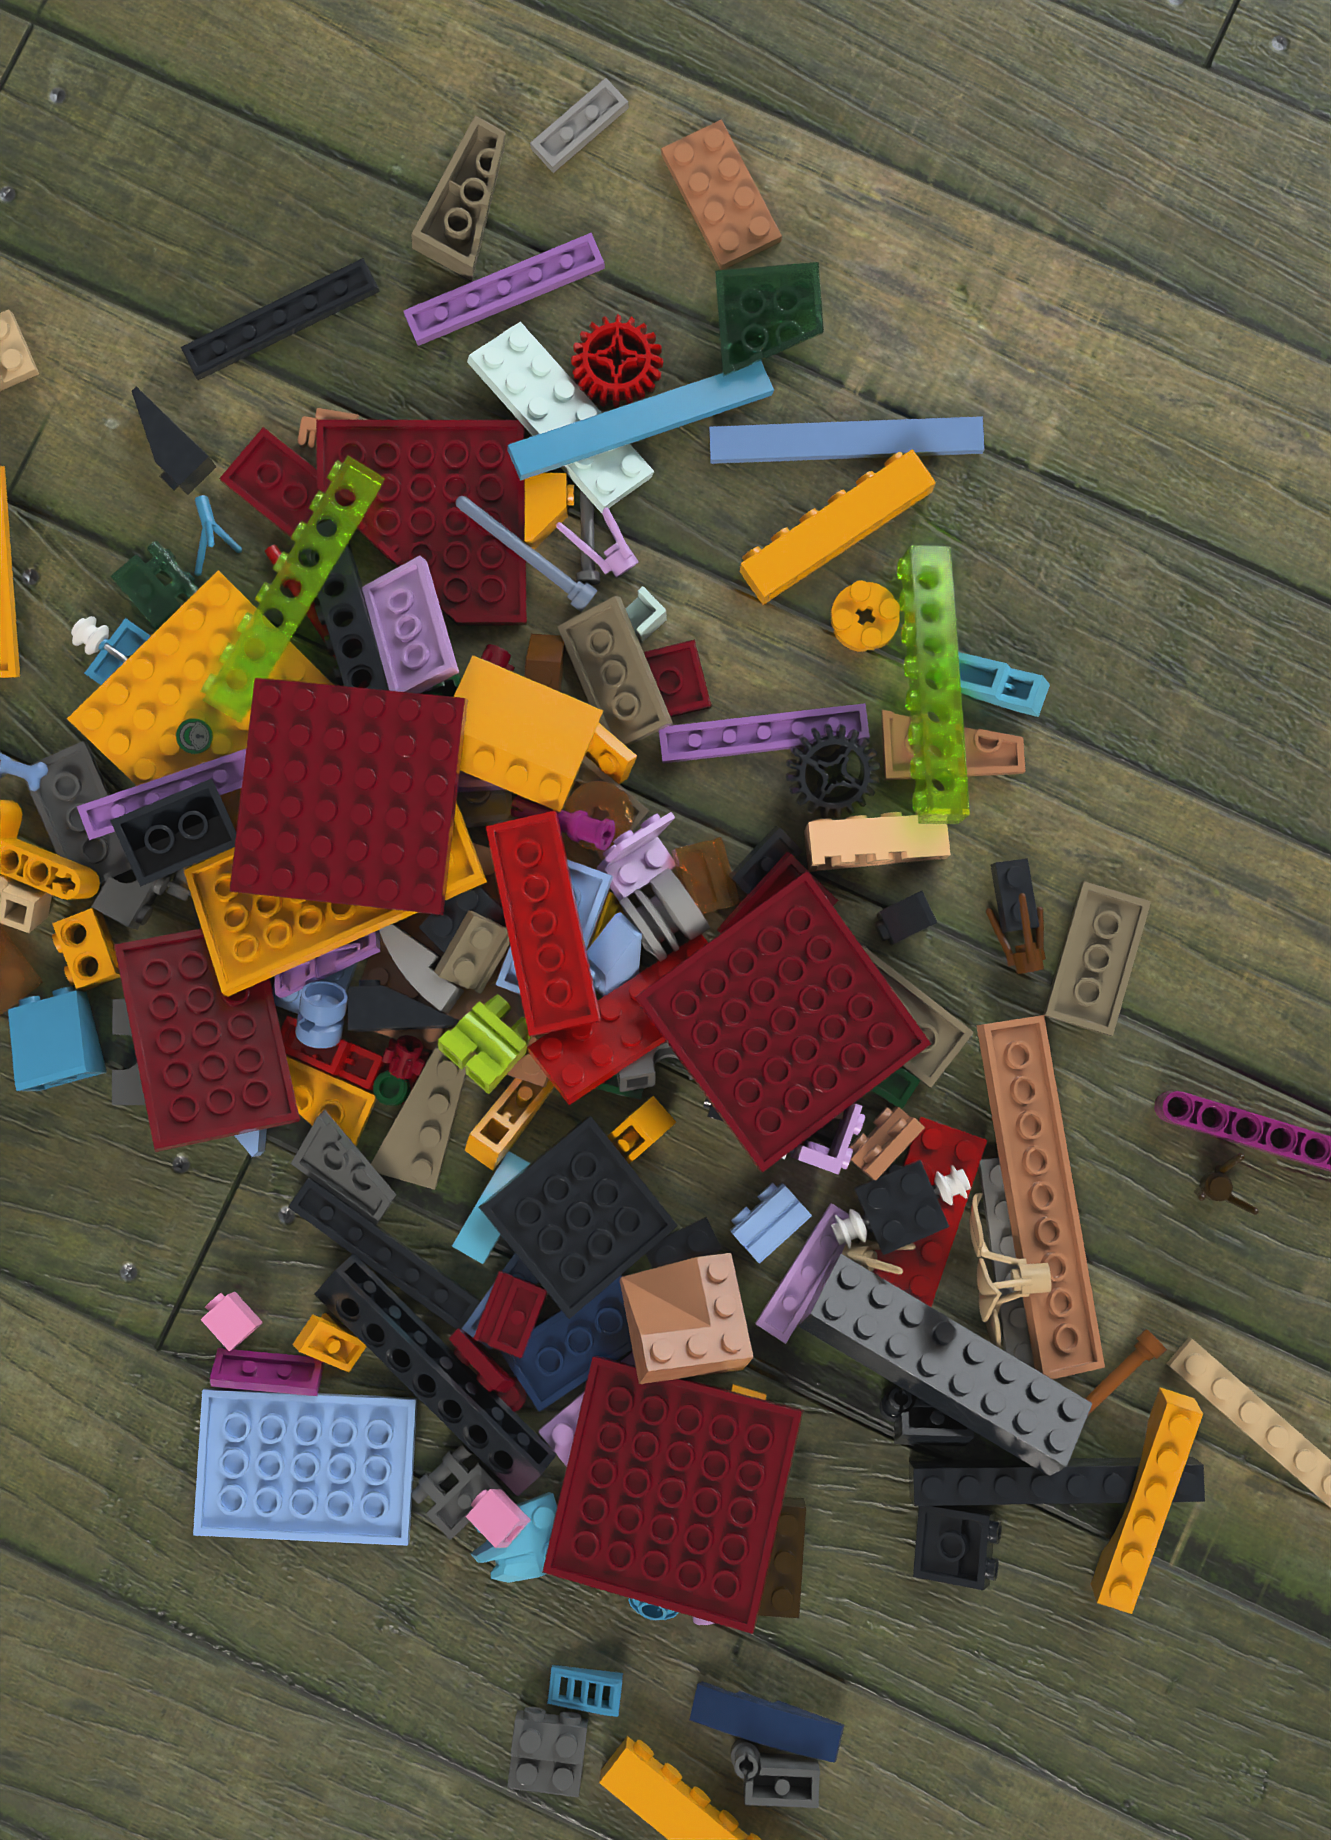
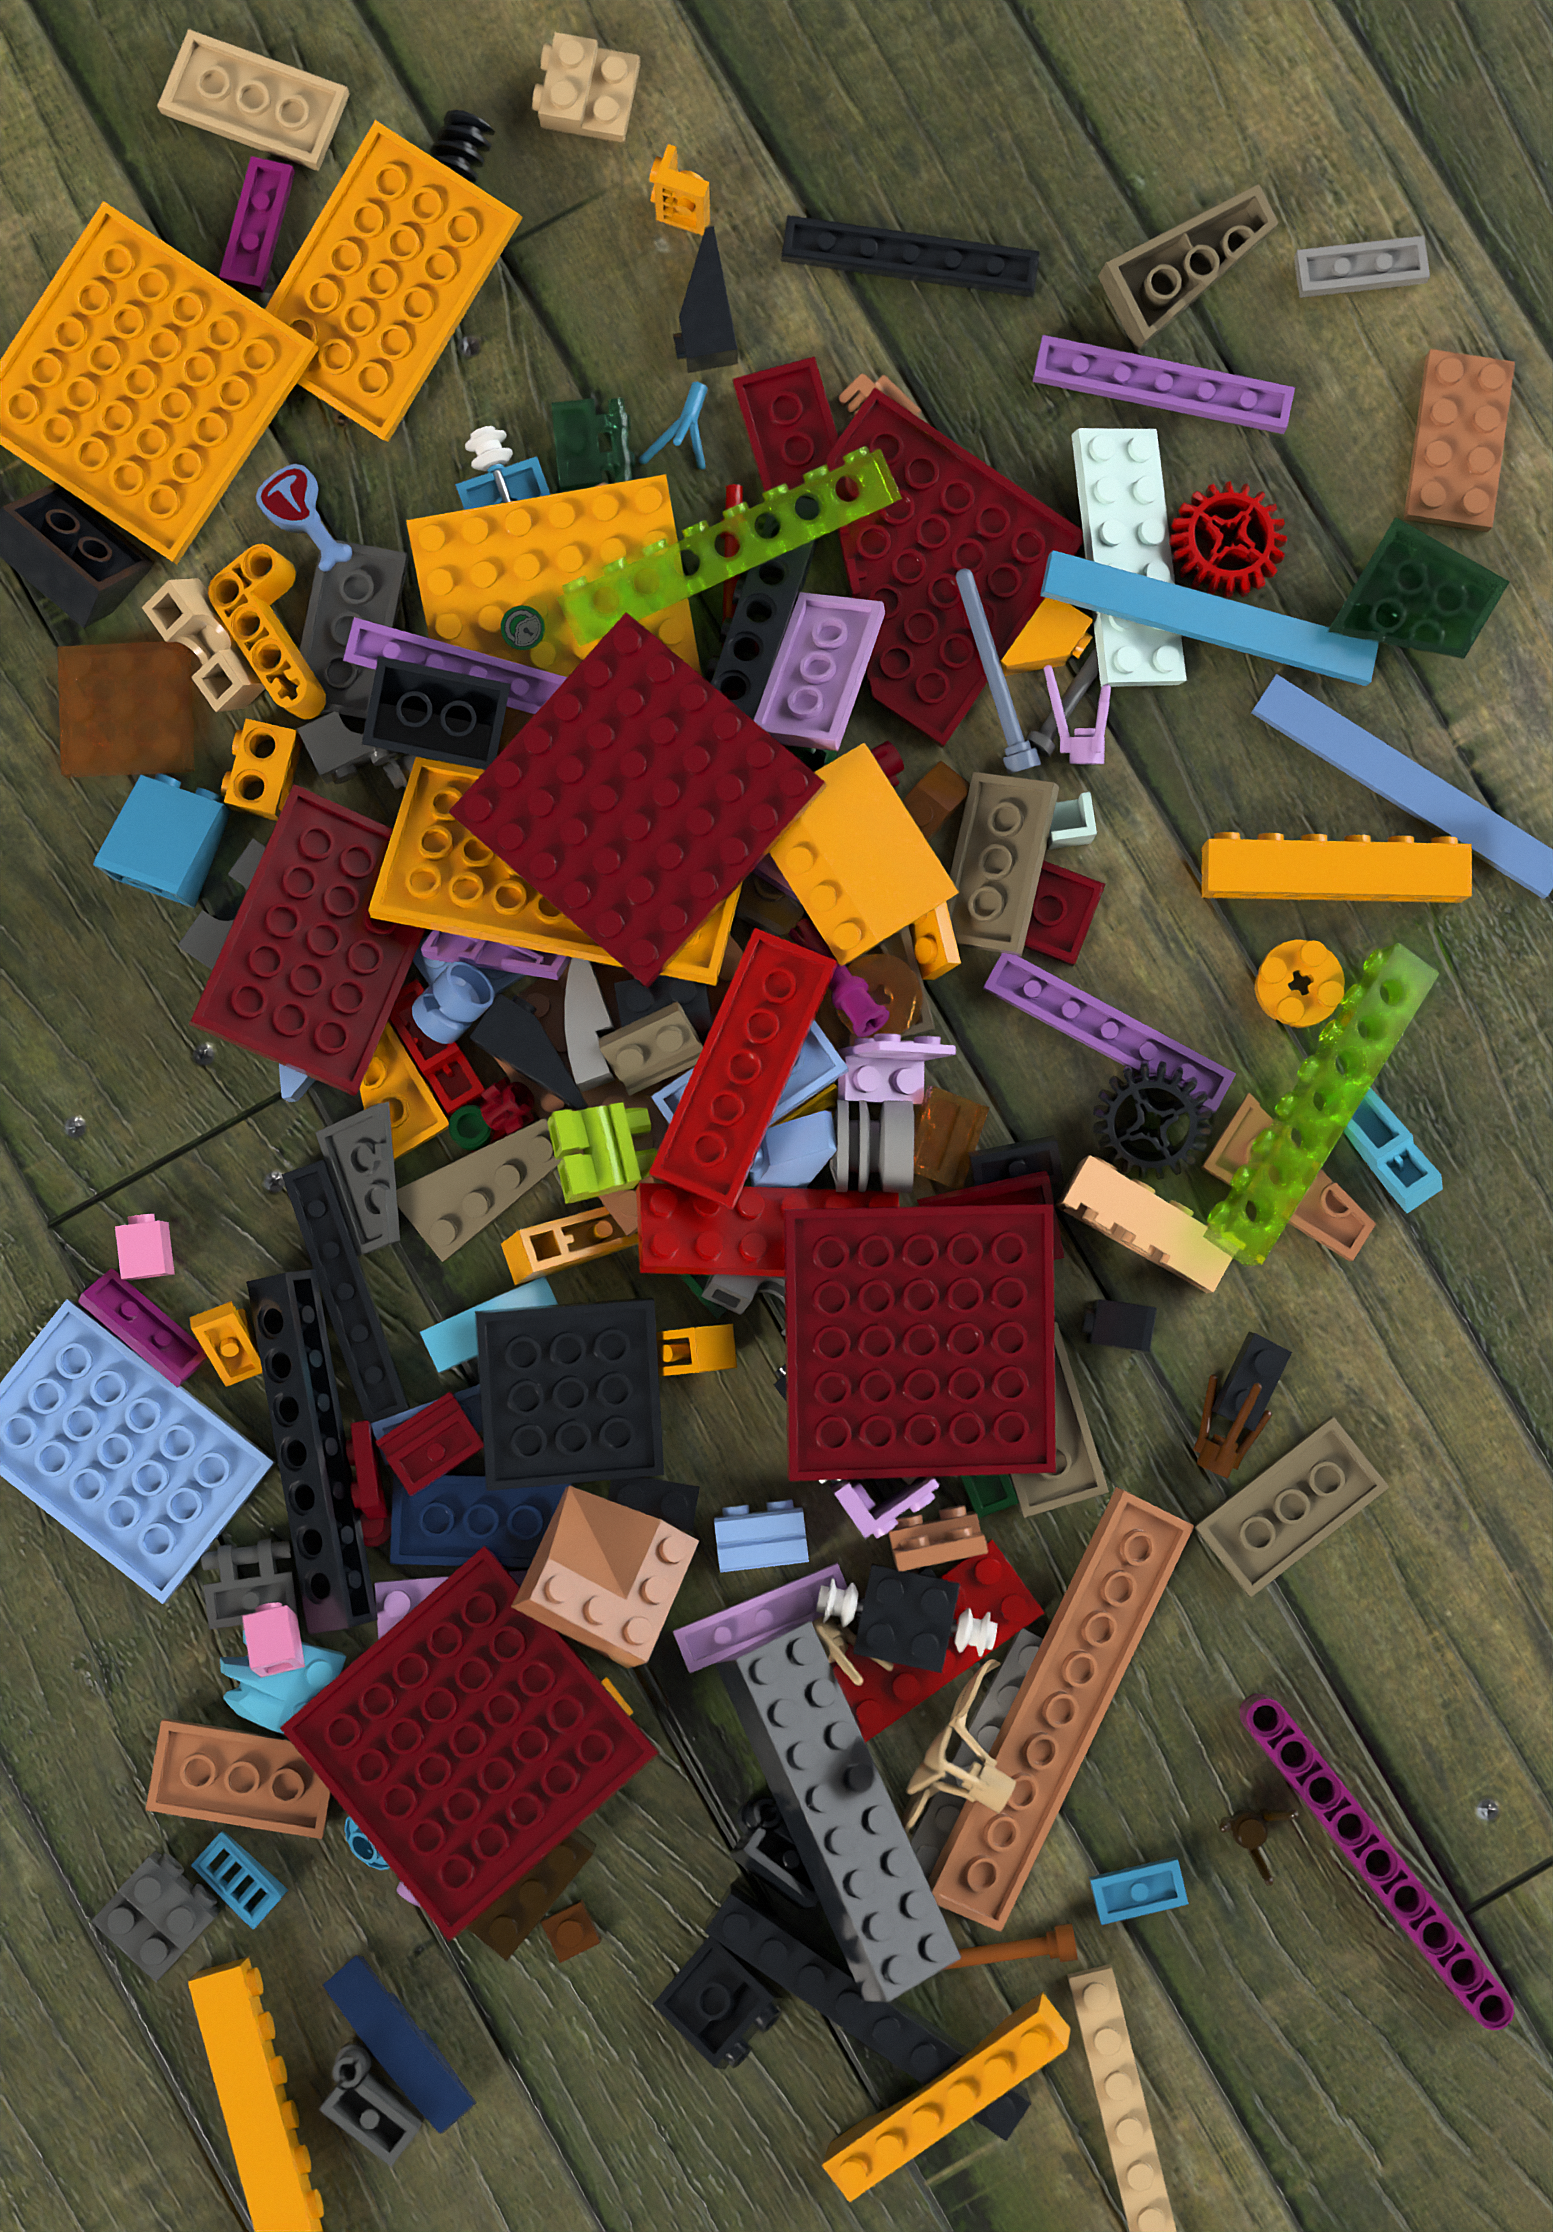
camera: 30 degrees right, 0 degrees up
(99, 381) = (681, 196): none -> light orange bracket
(537, 1626) = (236, 1780): none -> nougat plate
(826, 1566) = (571, 1931): none -> reddish brown plate
(1174, 1276) = (1138, 1890): none -> dark azure plate

